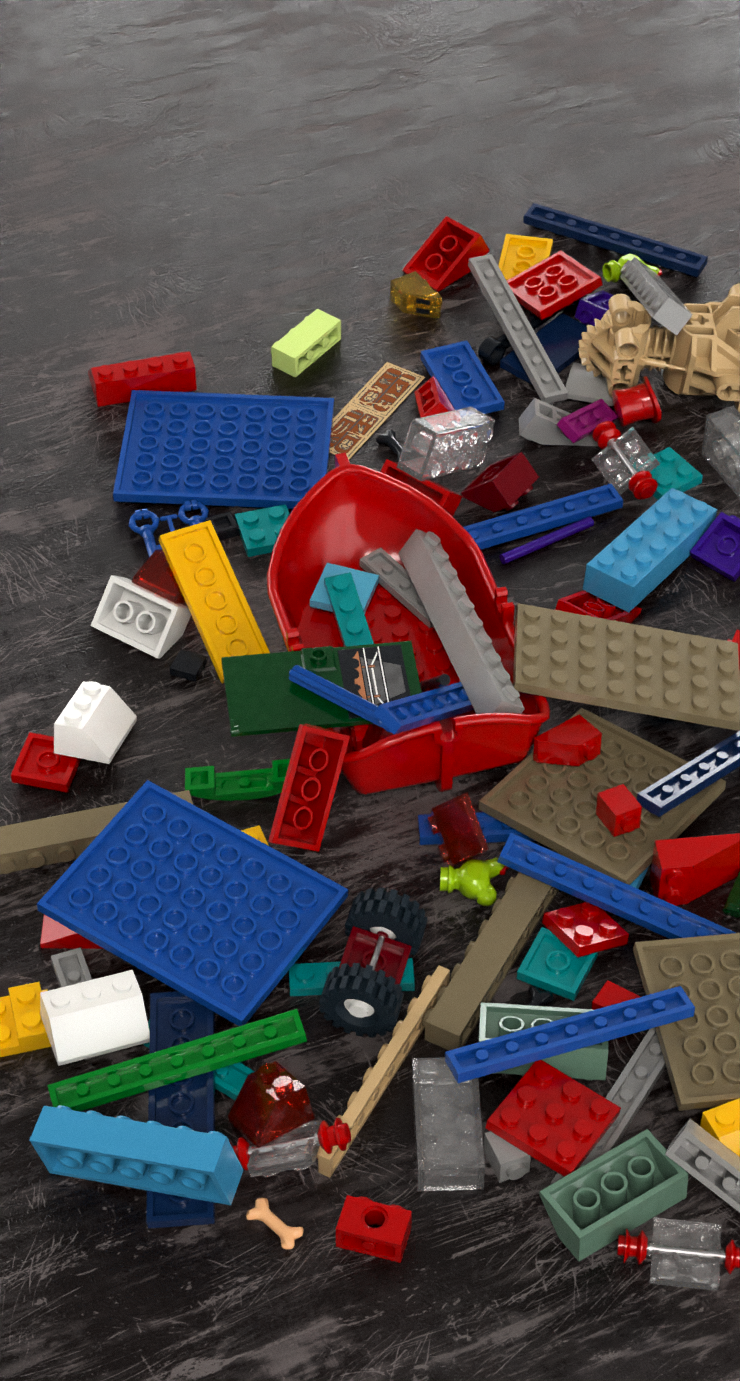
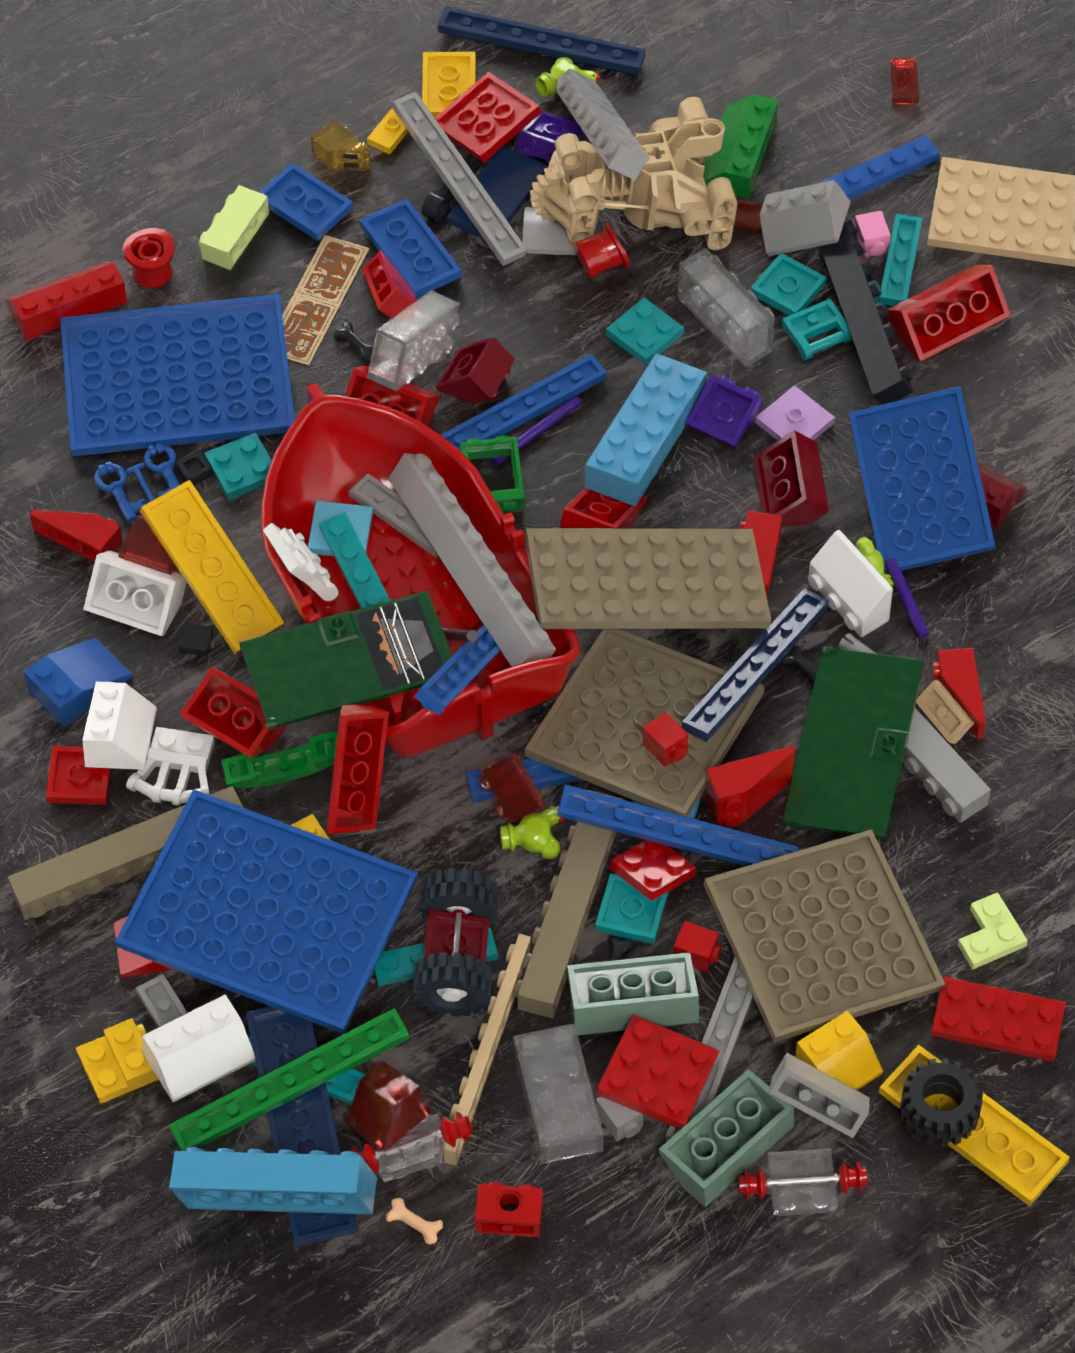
camera: 10 degrees left, 10 degrees up
(55, 677) = (67, 678): none -> blue slope
(100, 558) = (79, 532): none -> red slope
(140, 755) = (176, 751): none -> white plate
(204, 729) = (230, 714): none -> red slope
(224, 353) = (150, 256): none -> red piece
(298, 603) = (301, 561): none -> white plate
(334, 693) = (368, 668): blue axle -> none
(376, 332) = (306, 201): none -> blue plate
(446, 254) = (363, 91): red slope -> none
(462, 291) = (388, 133): none -> yellow plate
(508, 545) = (500, 446): none -> green window
(539, 425) = (522, 292): light grey slope -> none
(568, 743) = (603, 671): red slope -> none
(569, 1034) = (660, 988): blue plate -> none
(584, 421) = (553, 282): magenta plate -> none
(625, 460) = (601, 324): clear plate -> none

